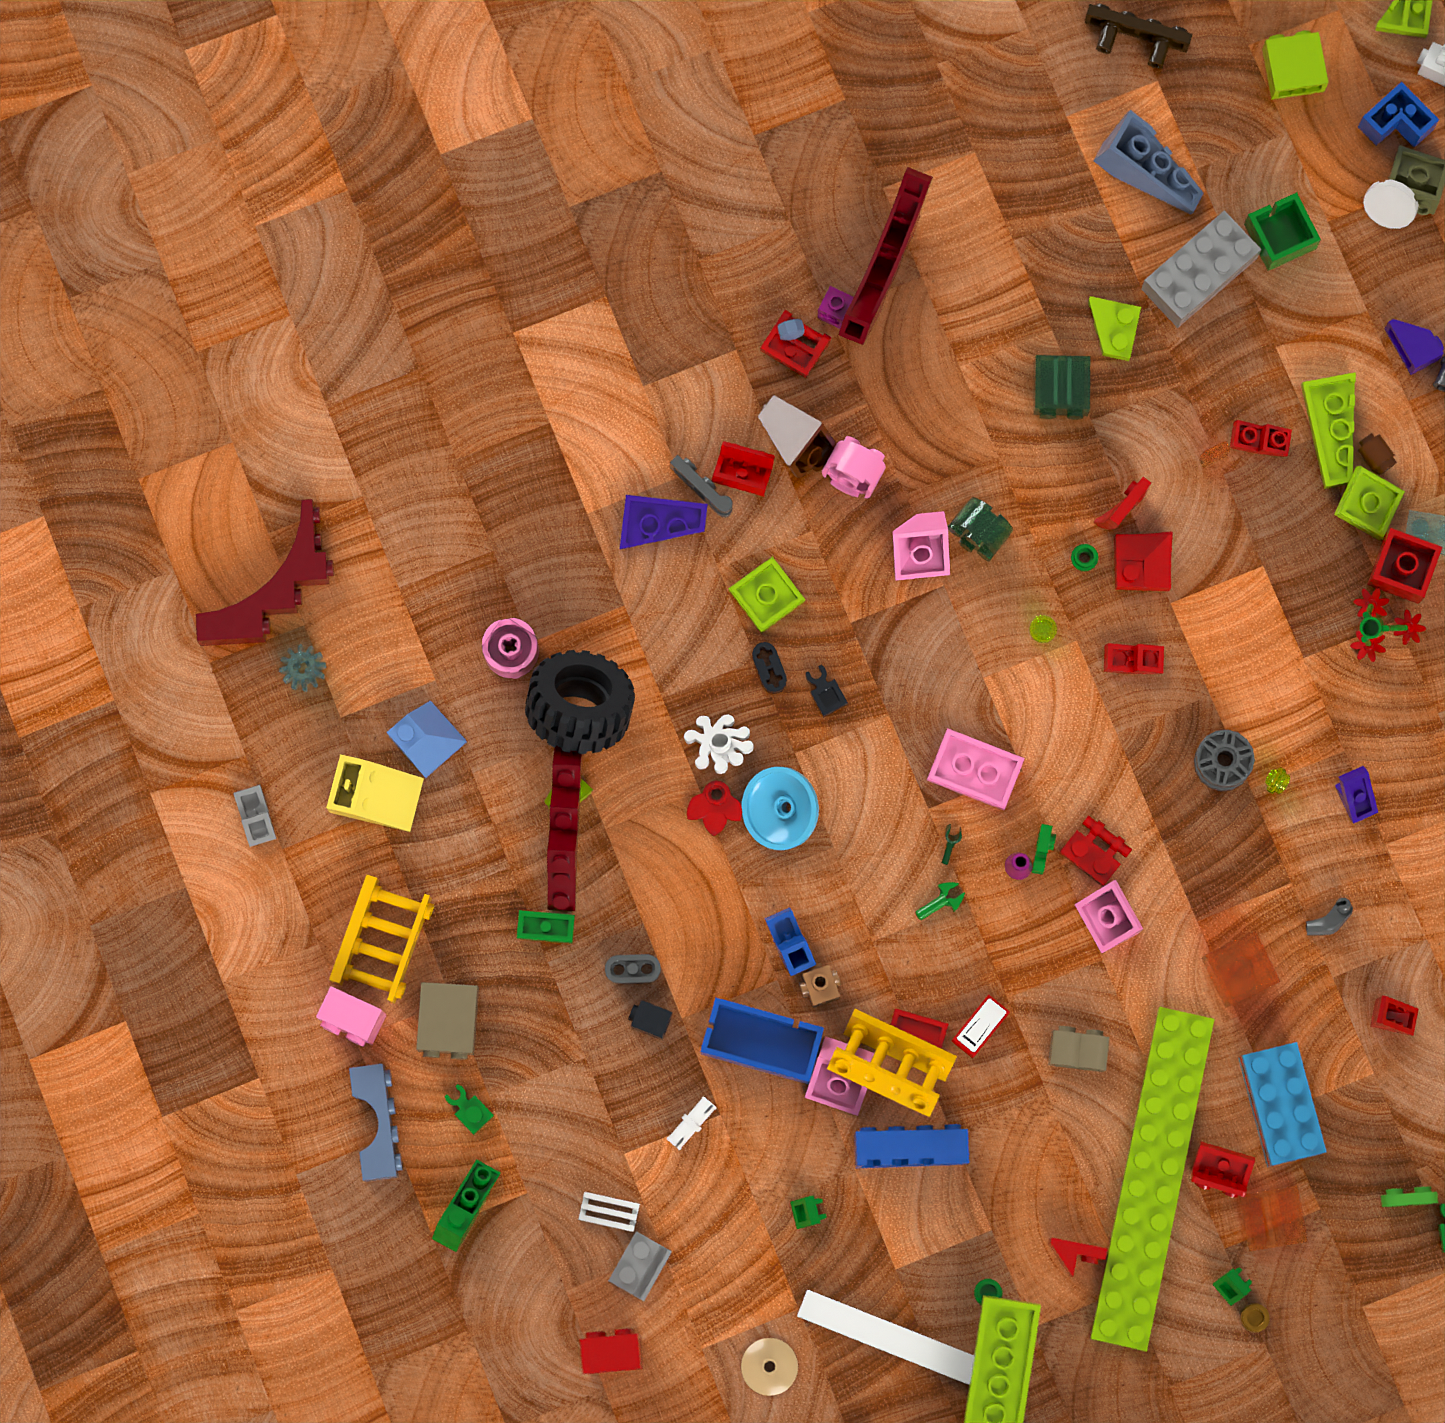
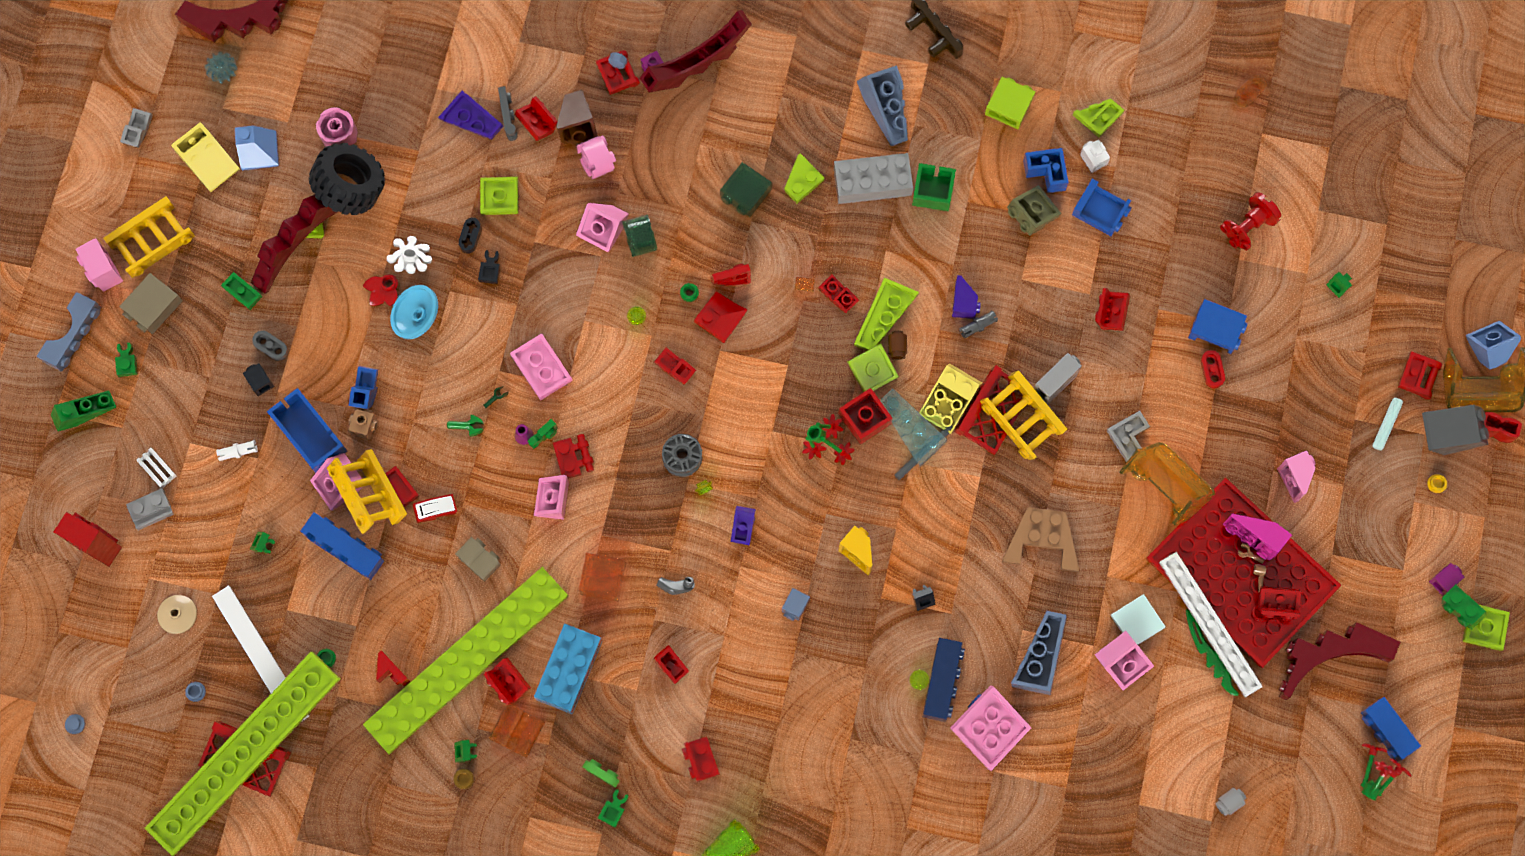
camera: 35 degrees right, 5 degrees down
(1390, 204) = (1007, 212): white tile -> none

